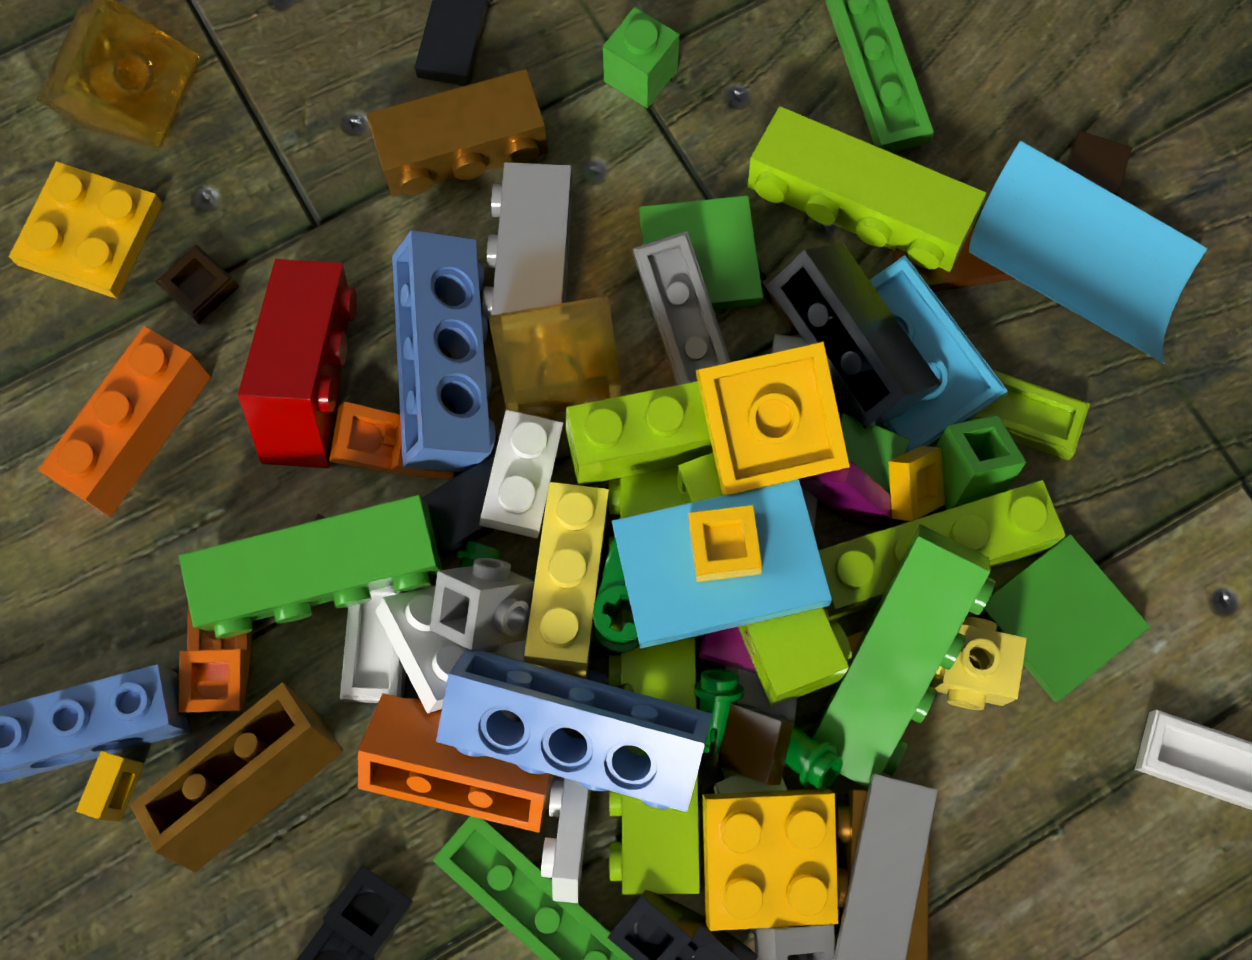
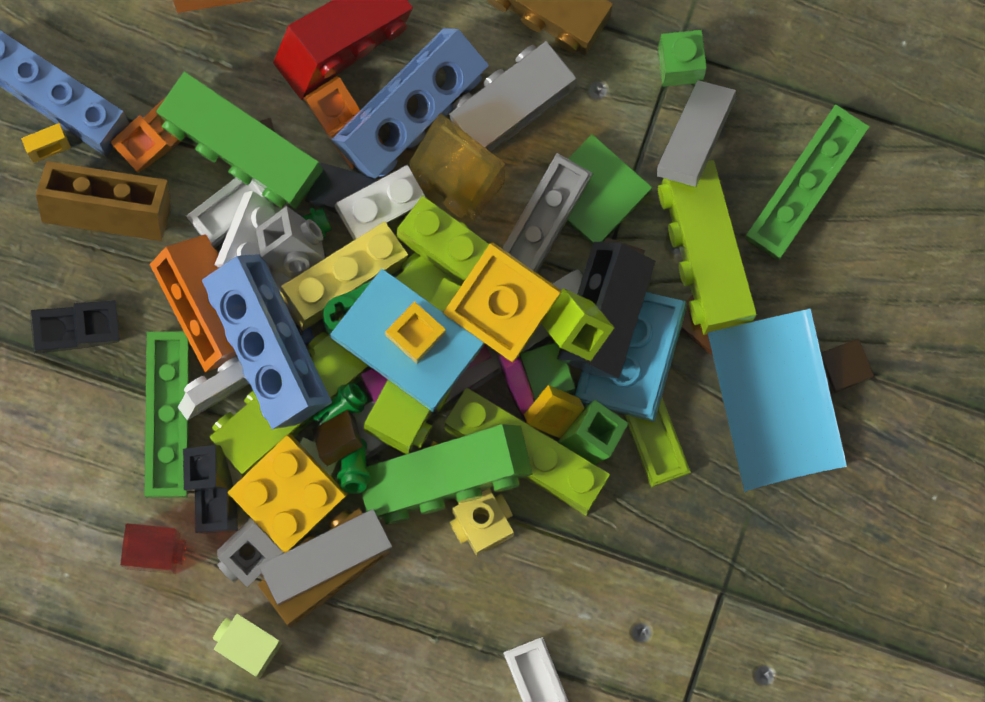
camera: 45 degrees right, 5 degrees up
(736, 103) = (696, 133): none -> light grey tile
(868, 364) = (577, 325): none -> lime brick
(1068, 615) = (553, 551): bright green tile -> none

